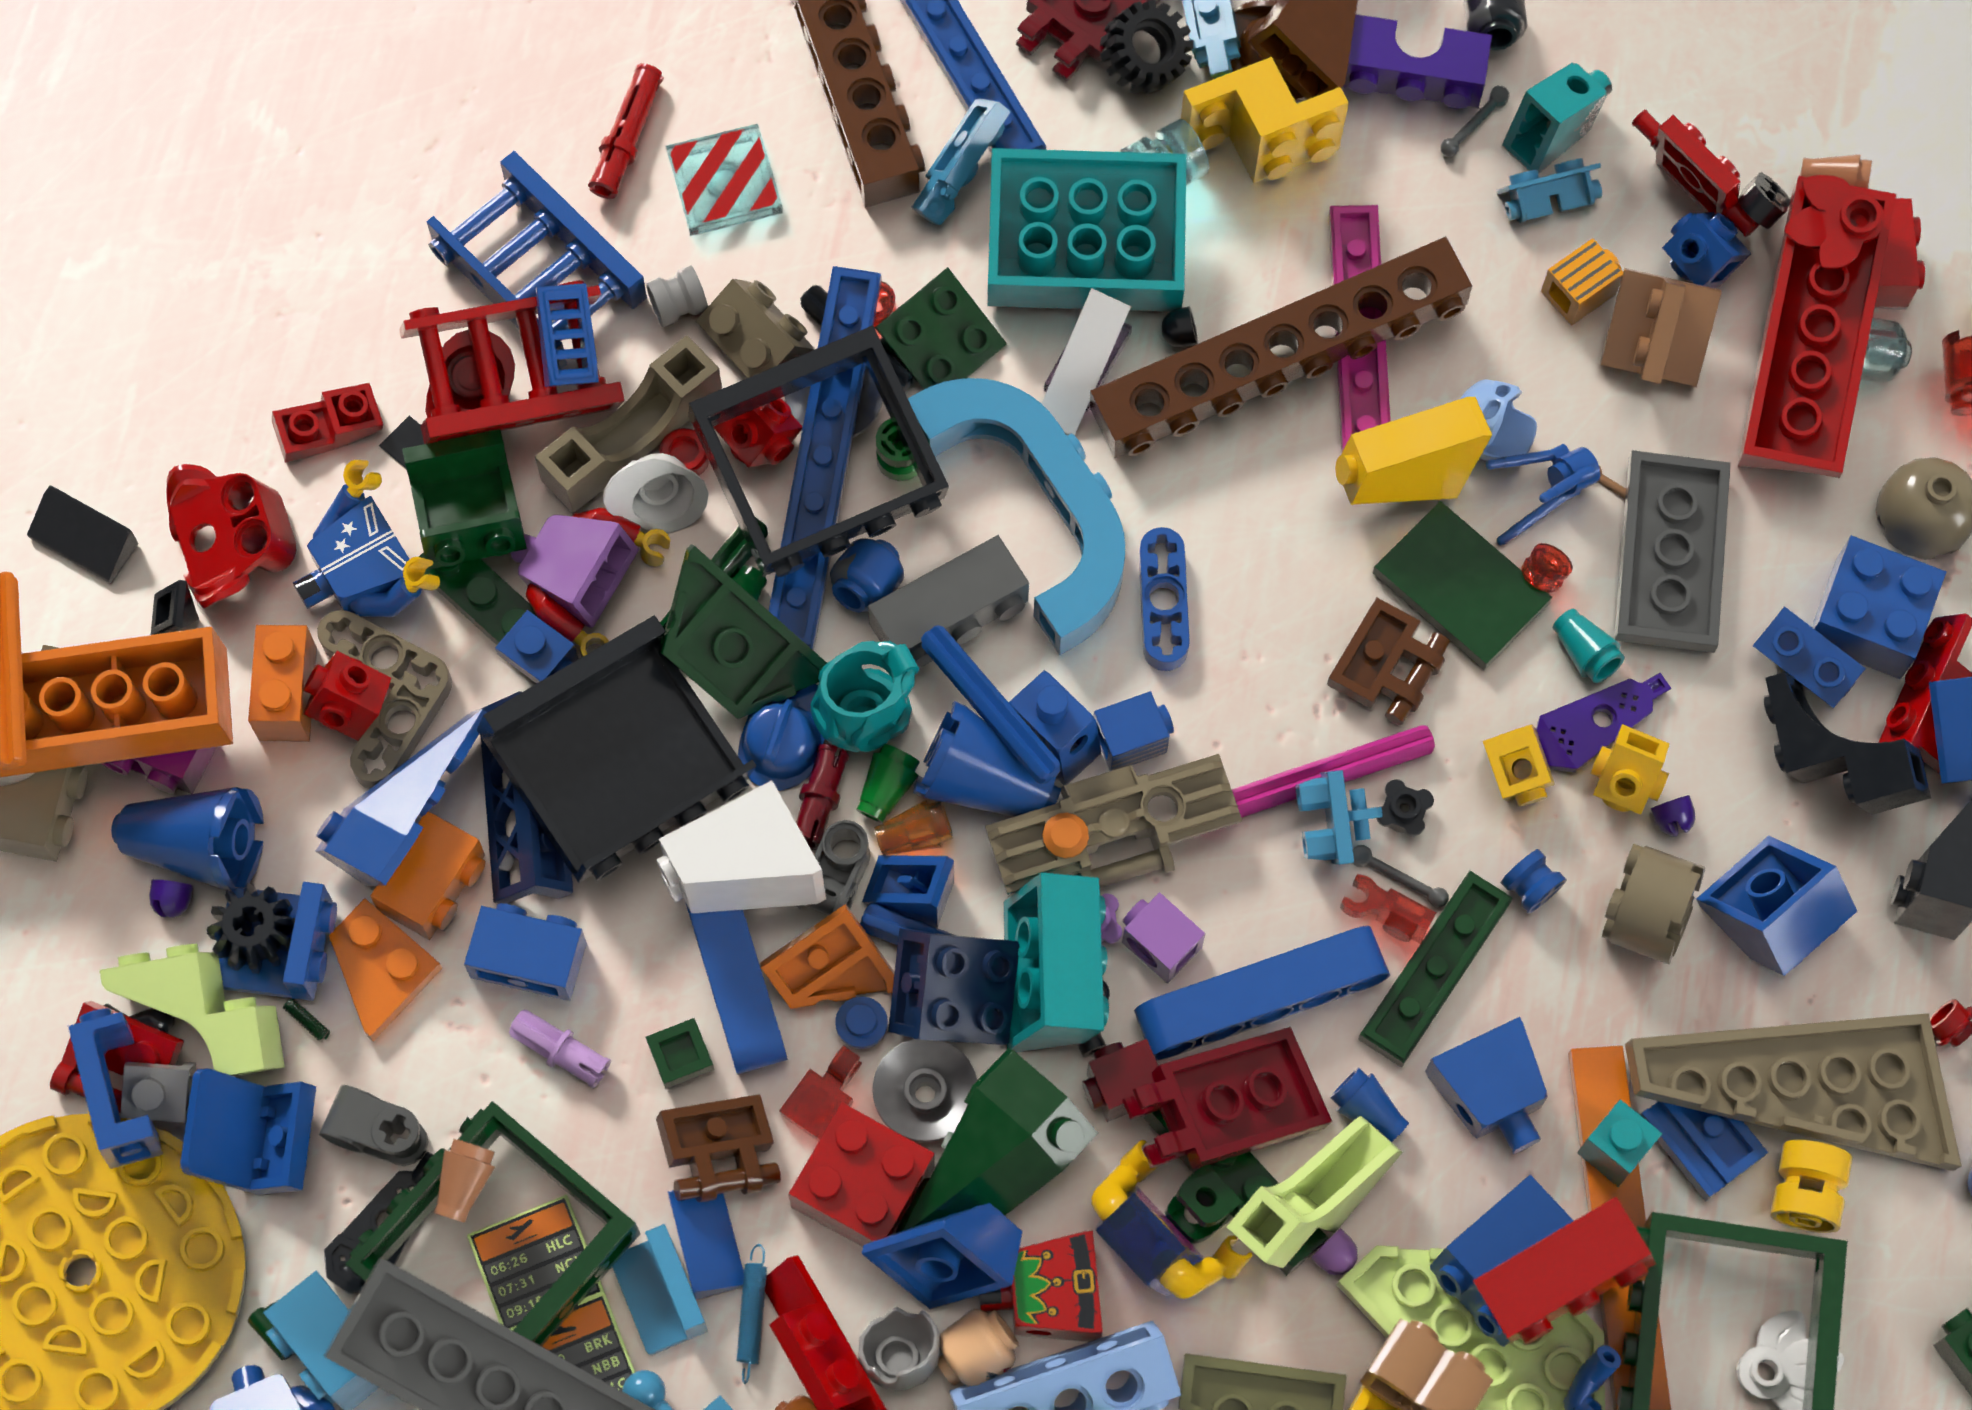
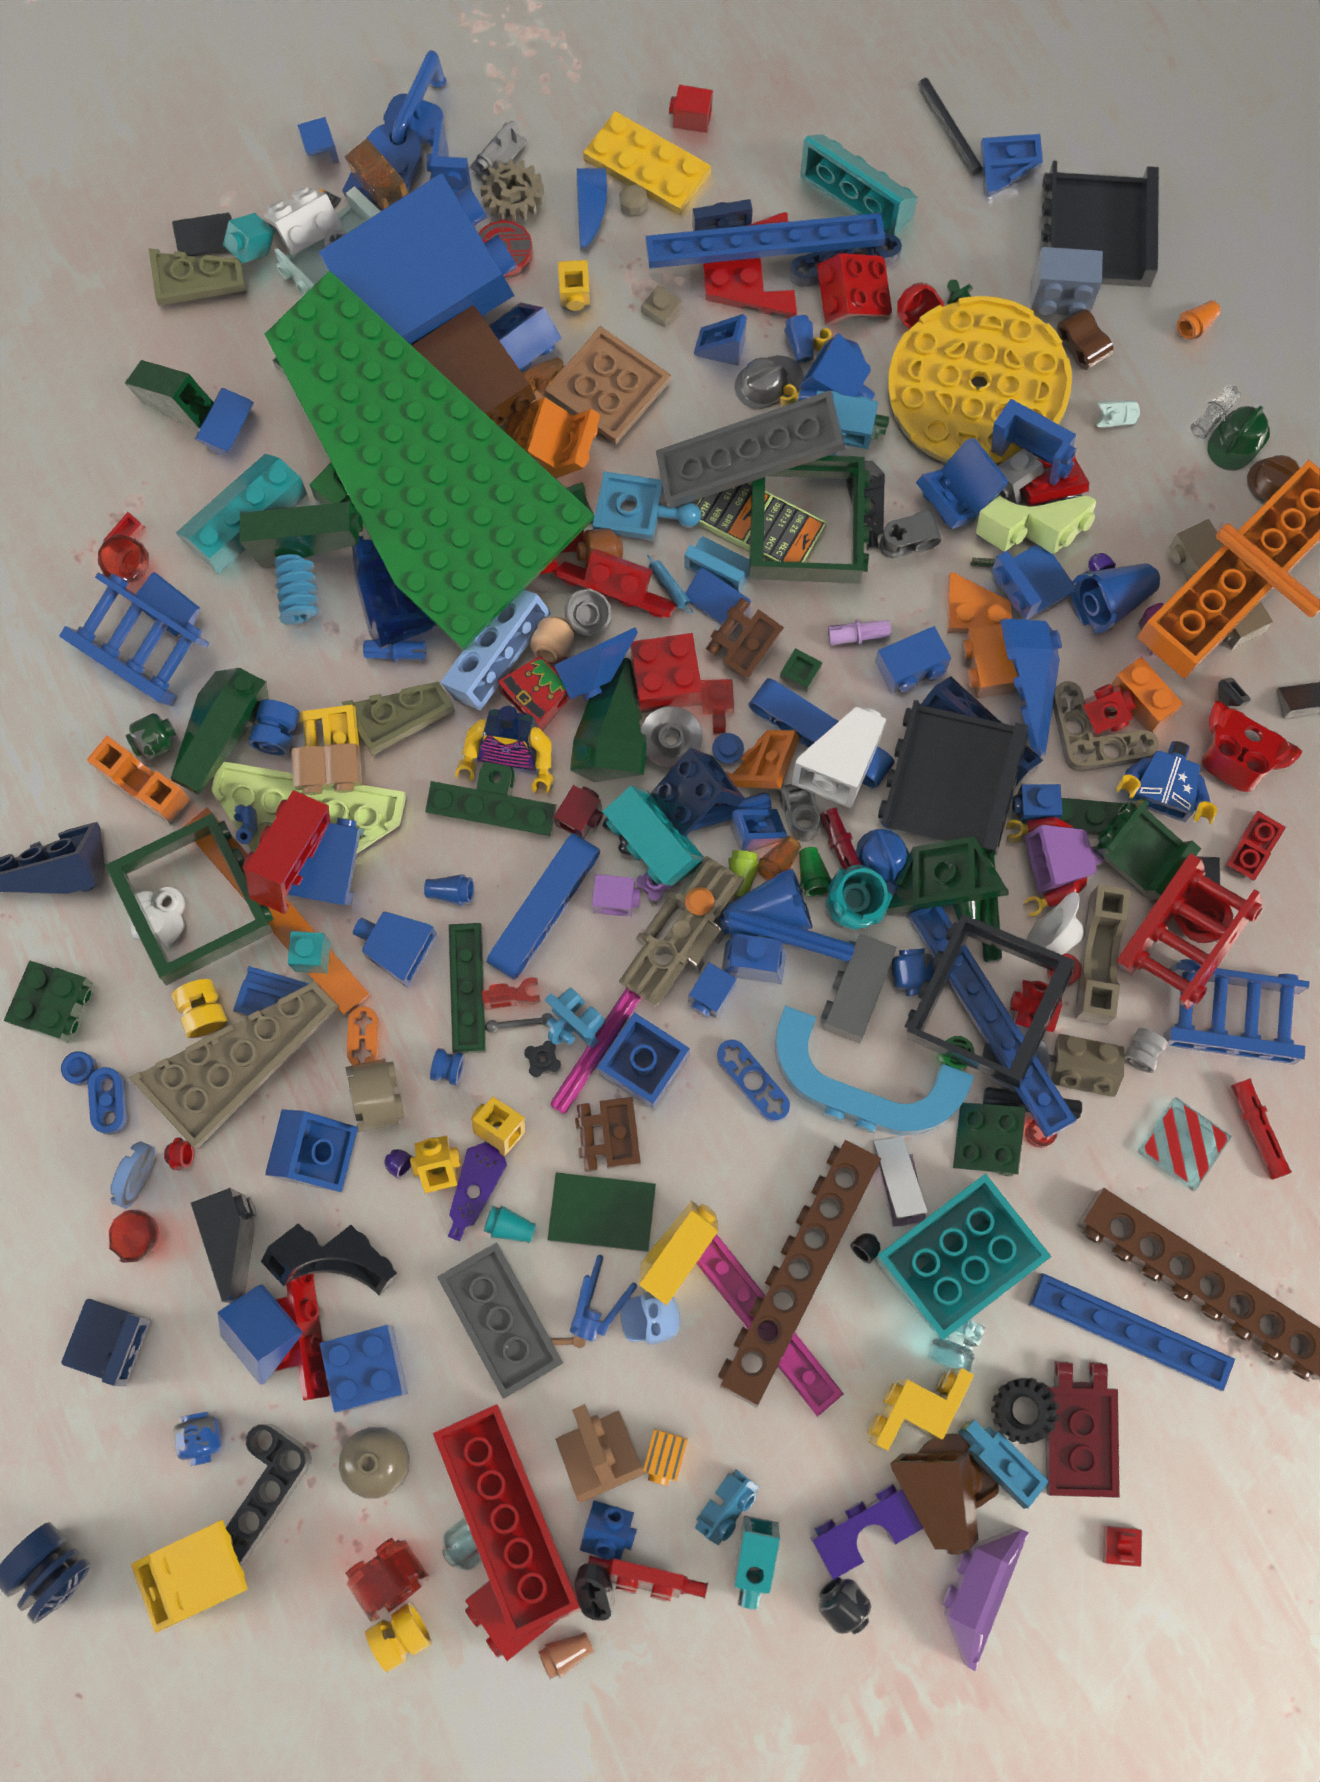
camera: 145 degrees right, 5 degrees up
(238, 919) = (1056, 564): black gear -> none
(462, 1178) = (845, 526): nougat cone -> none
(552, 376) = (1150, 943): blue slope -> none
(959, 159) = (1069, 1253): dark azure hinge -> none
(971, 850) = (745, 865): none -> lime cone
(1231, 1100) = (517, 836): dark red tile -> none
(1284, 703) = (643, 1060): none -> blue brick
(1316, 1195) = (442, 813): yellowish green arch -> none
(1337, 1254) = (415, 807): medium lavender hinge -> none
(1498, 98) = (802, 1552): dark grey hinge -> none
(1546, 567) = (561, 1264): clear red bush -> none
(1625, 1007) = (355, 1036): none -> orange beam
(1809, 657) = (382, 1306): blue hinge -> none
(1828, 222) = (542, 1585): red plate -> none

